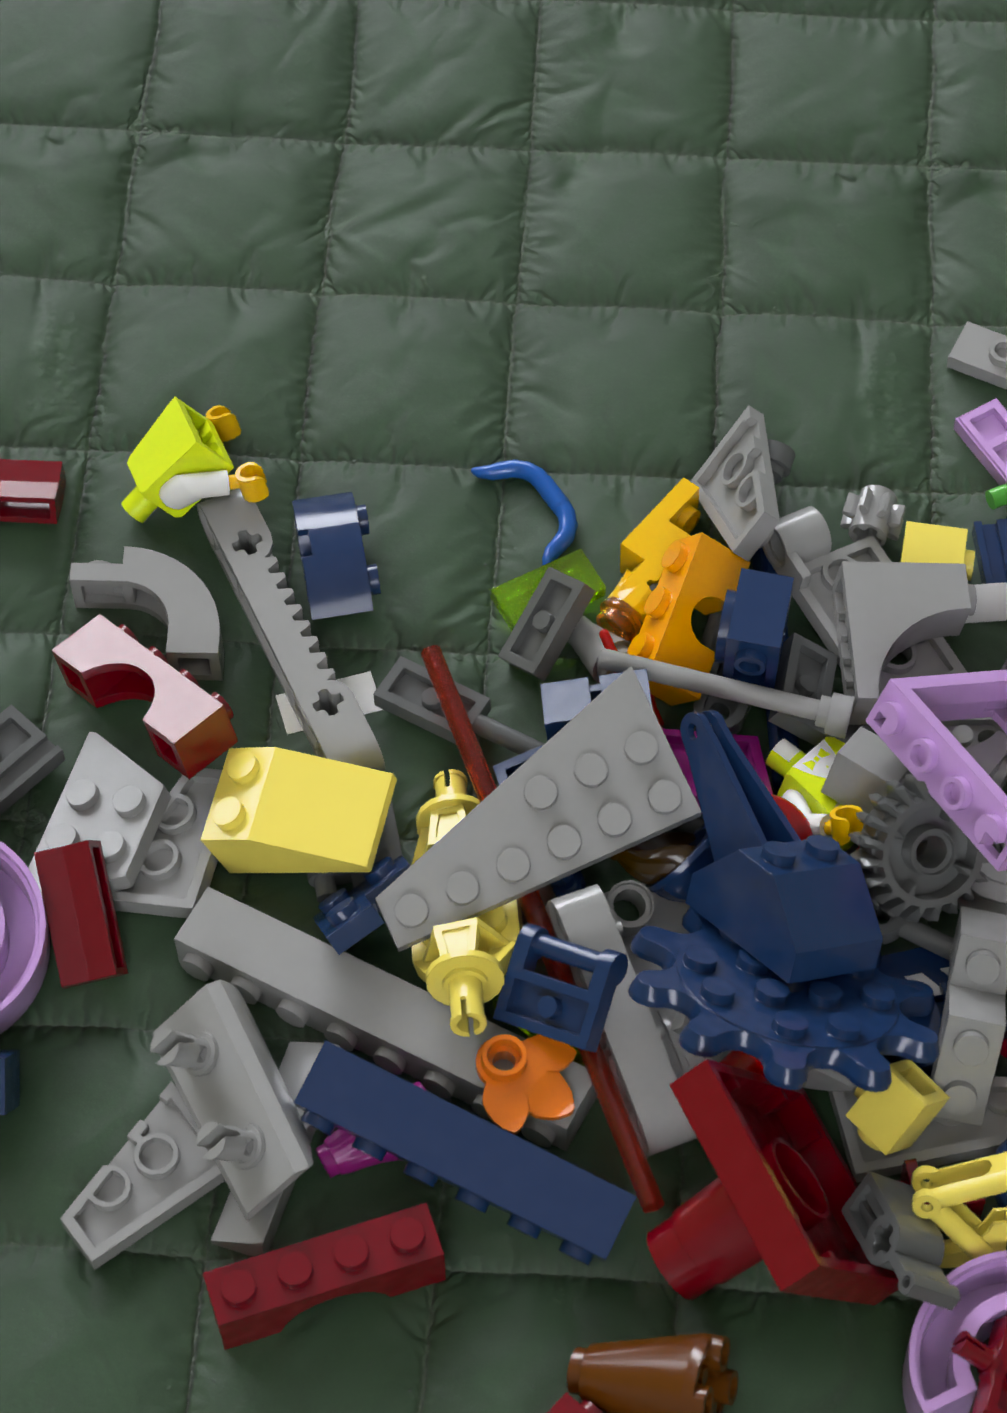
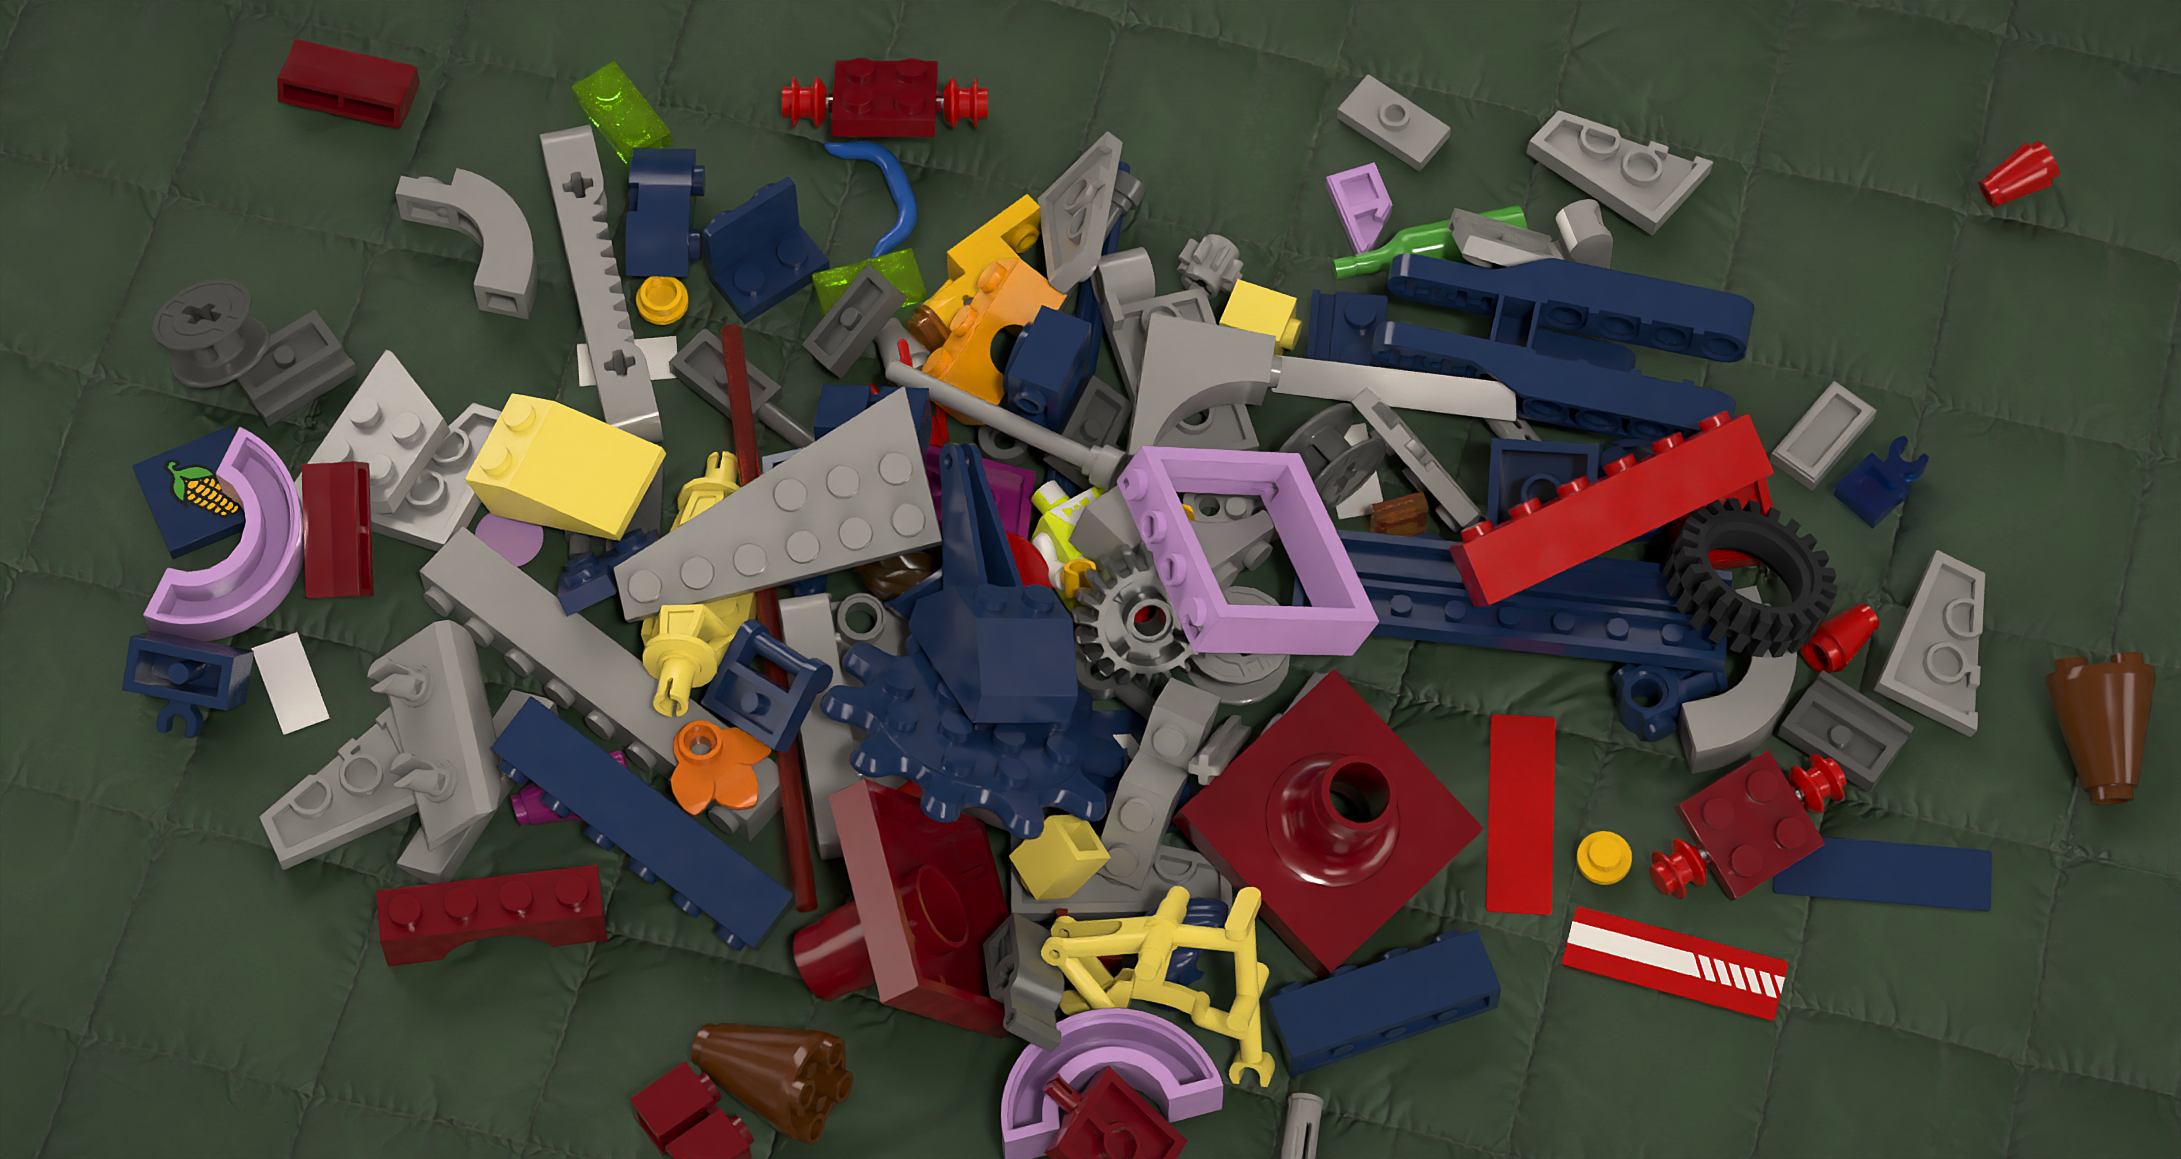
camera: 10 degrees right, 5 degrees up
(61, 1077) = (290, 683): none -> white sticker
(111, 666) = (471, 358): arch -> none
(186, 461) = (536, 90): neon yellow torso -> none
(258, 890) = (511, 538): none -> lavender sticker
(284, 476) = (620, 112): none -> clear neon green plate
(350, 638) = (662, 300): none -> yellow plate
(437, 576) = (761, 251): none -> dark blue bracket
(521, 417) = (884, 99): none -> dark red plate

